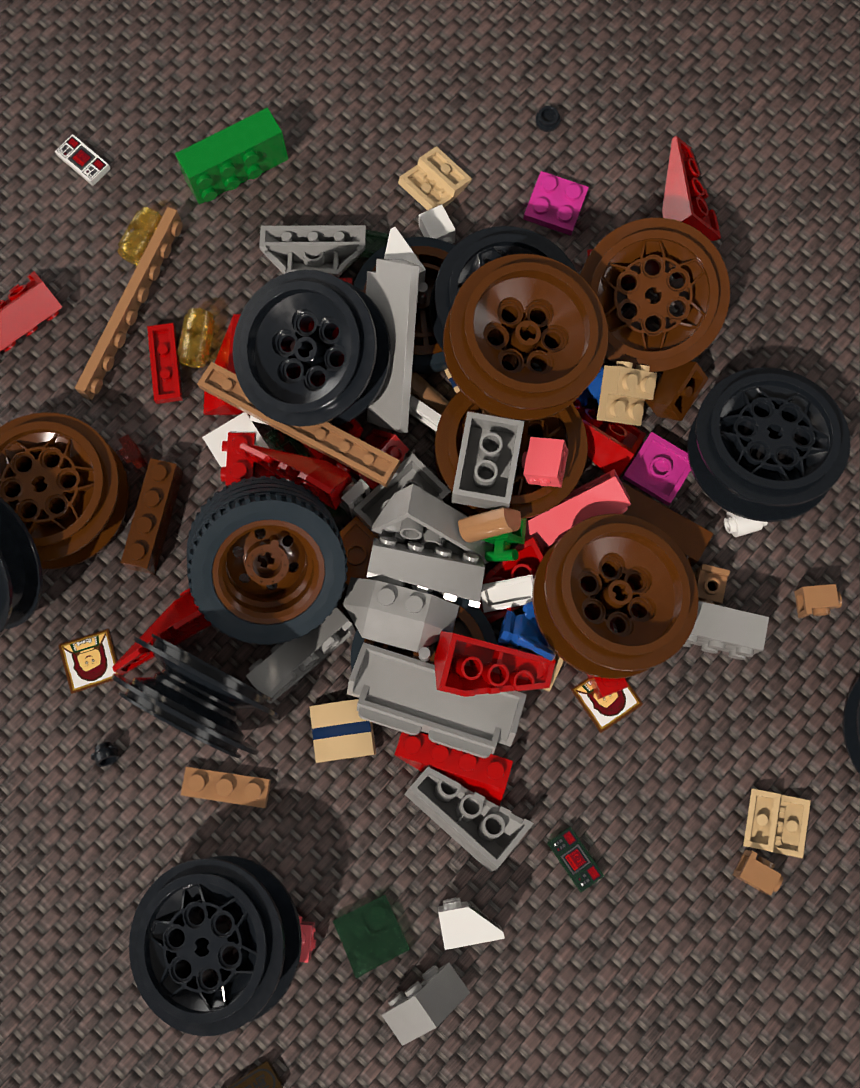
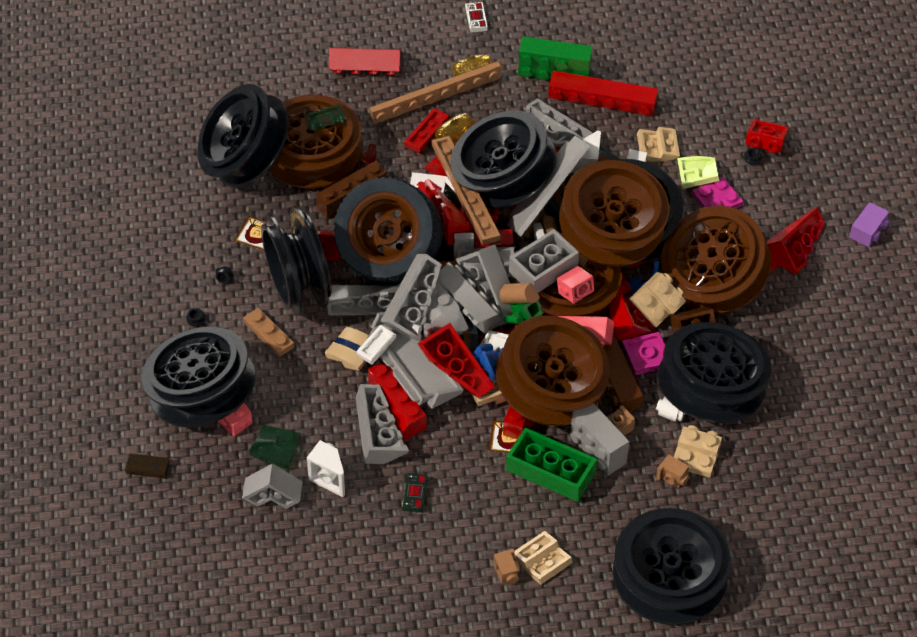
camera: 40 degrees right, 25 degrees down
(44, 455) = (325, 117): none -> clear green tile
(124, 840) = (195, 317): none -> black plate
(319, 158) = (603, 93): none -> red brick
(378, 632) = (410, 303): none -> light grey wedge
(382, 721) = (376, 344): none -> white tile
(509, 183) = (697, 171): none -> yellowish green plate
(543, 80) = (766, 136): none -> red plate
(693, 702) = (551, 464): none -> green brick
(742, 115) = (869, 224): none -> medium lavender brick
(814, 550) = (698, 450): none -> tan plate

